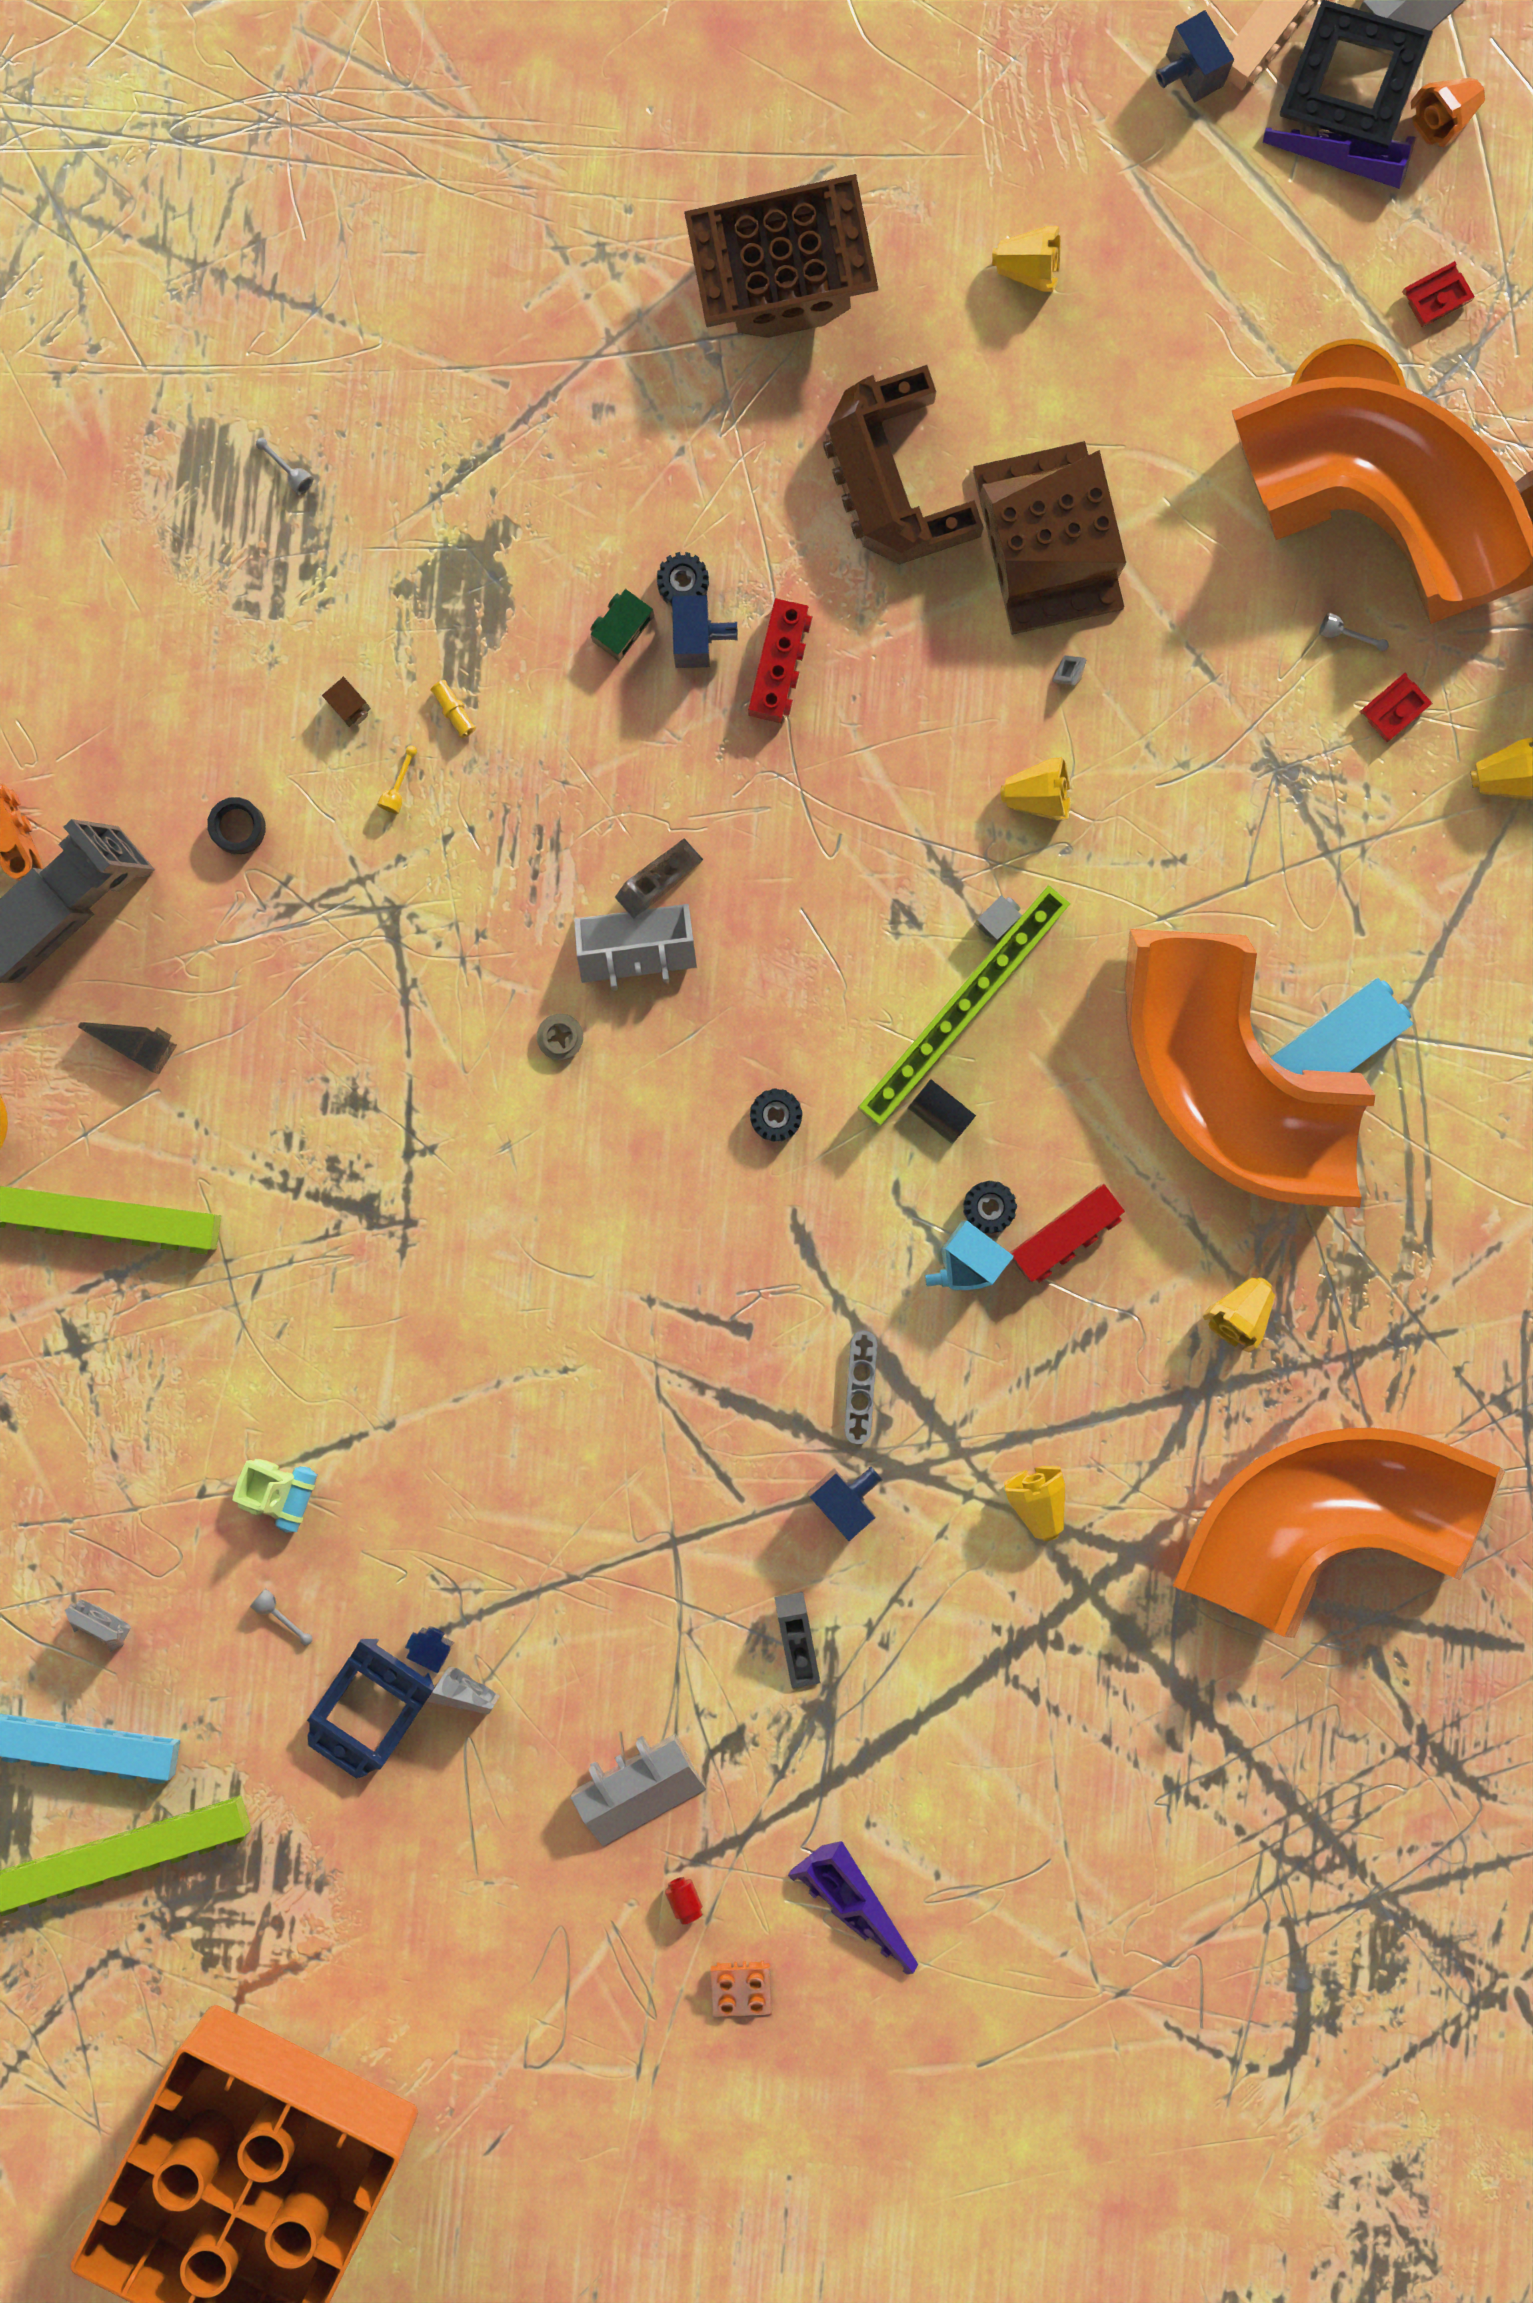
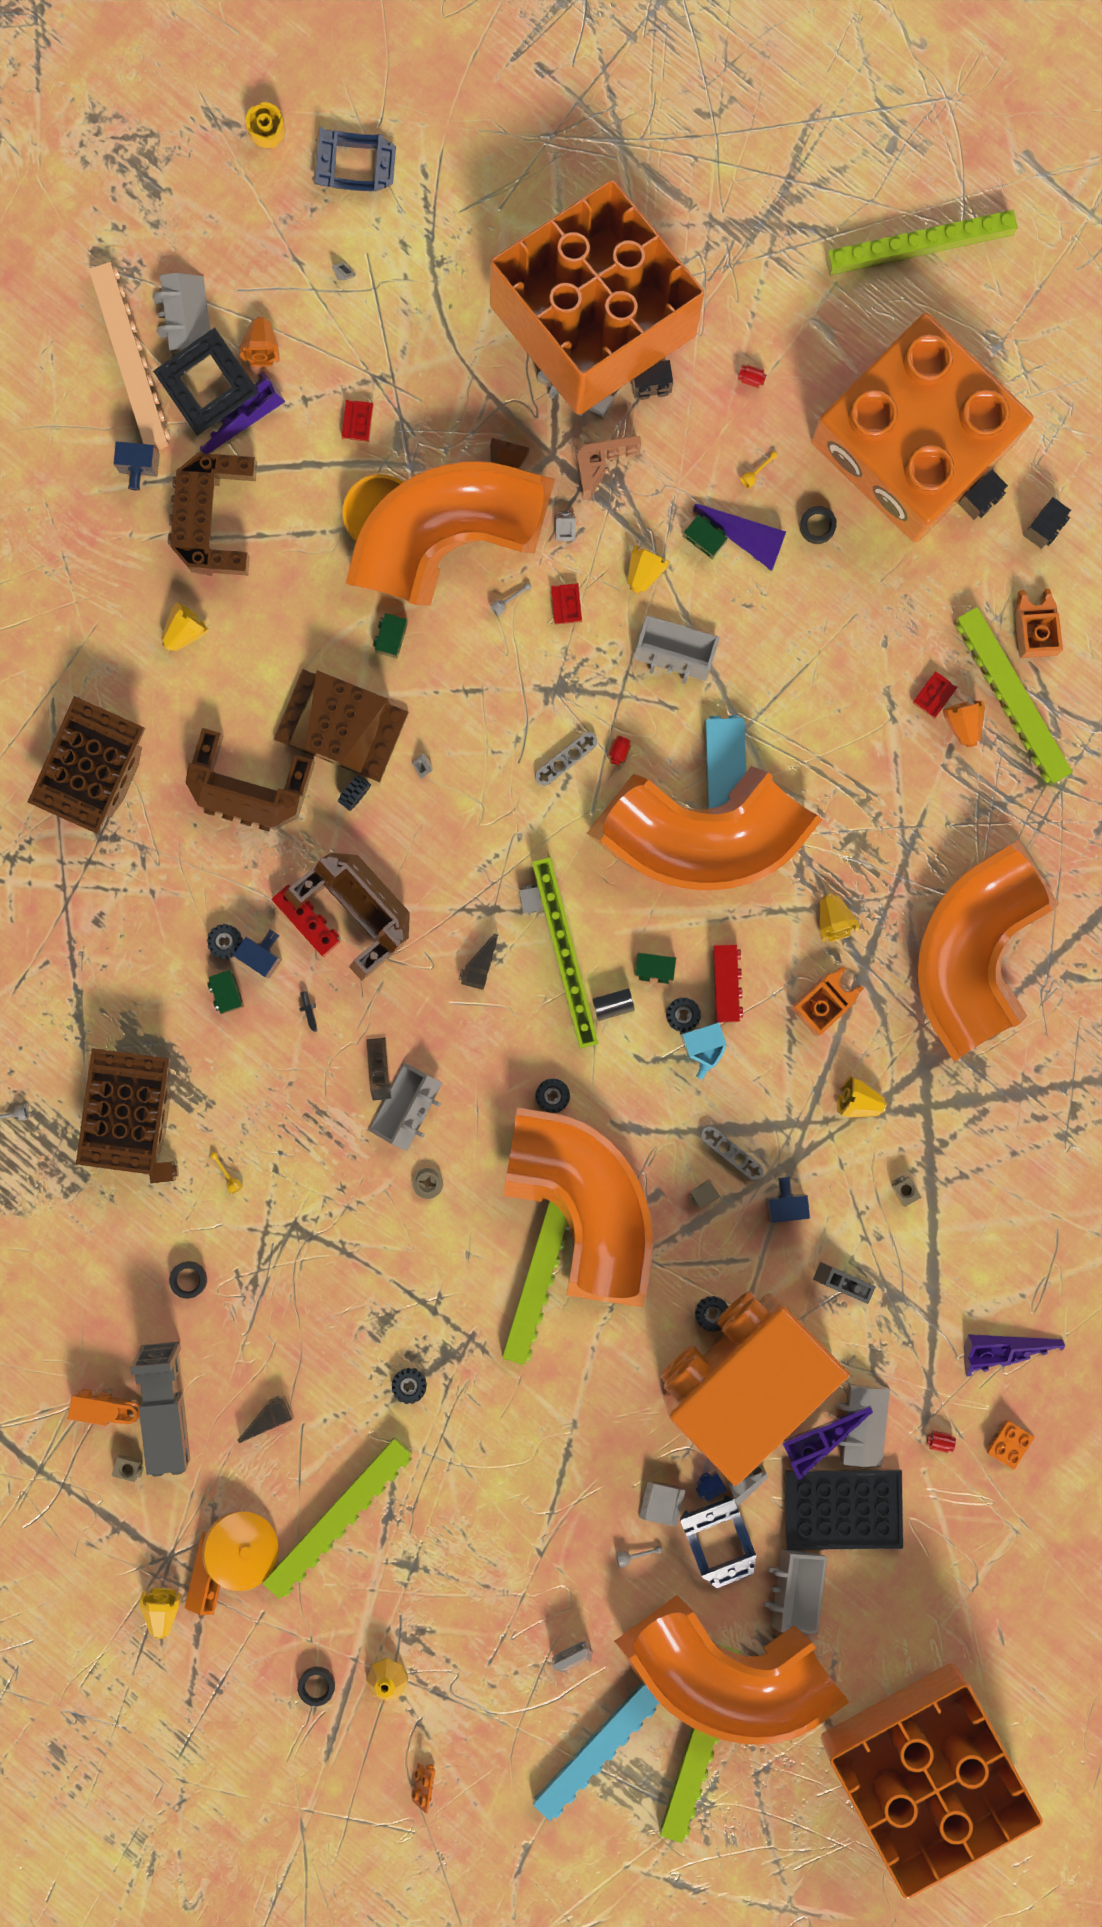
camera: 50 degrees left, 0 degrees up
(183, 1847) = (725, 1692): none -> orange piece
(275, 1492) = (567, 1511): yellowish green piece -> none
(285, 1200) = (413, 1395): none -> black bush
(366, 1603) = (662, 1503): none -> light grey slope
(372, 1850) = (798, 1591): none -> light grey piece
(387, 598) = (124, 1111): none -> reddish brown wedge
(453, 708) = (207, 1116): yellow pin -> none
(515, 1837) = (844, 1509): none -> black plate
(552, 1250) = (536, 1285): none -> lime brick
(569, 1743) = (812, 1445): none -> dark purple wedge
(586, 1613) = (750, 1385): none -> orange piece
(650, 1516) = (703, 1310): none -> black bush
(672, 739) = (307, 1007): none -> black piece
(691, 1257) = (598, 1196): none -> orange piece
(784, 1388) = (703, 1194): none -> dark tan brick
(855, 712) = (365, 900): none -> reddish brown wedge
(870, 912) = (477, 969): none -> clear smoke slope
(966, 1650) = (907, 1199): none -> dark tan brick
(978, 608) = (354, 792): none -> black bush
(1024, 1131) = (655, 967): none -> dark green brick
(1039, 790) = (476, 828): yellow cone -> none
(1140, 1375) = (832, 999): none -> orange brick
(1186, 164) = (193, 512): none -> reddish brown wedge
(1202, 846) = (568, 762): none -> light grey beam
(1203, 519) = (391, 635): none -> dark green brick
(1261, 898) = (619, 750): none -> red brick
(1437, 880) = (676, 648): none -> light grey piece
(1490, 639) = (565, 526): none -> light grey bracket

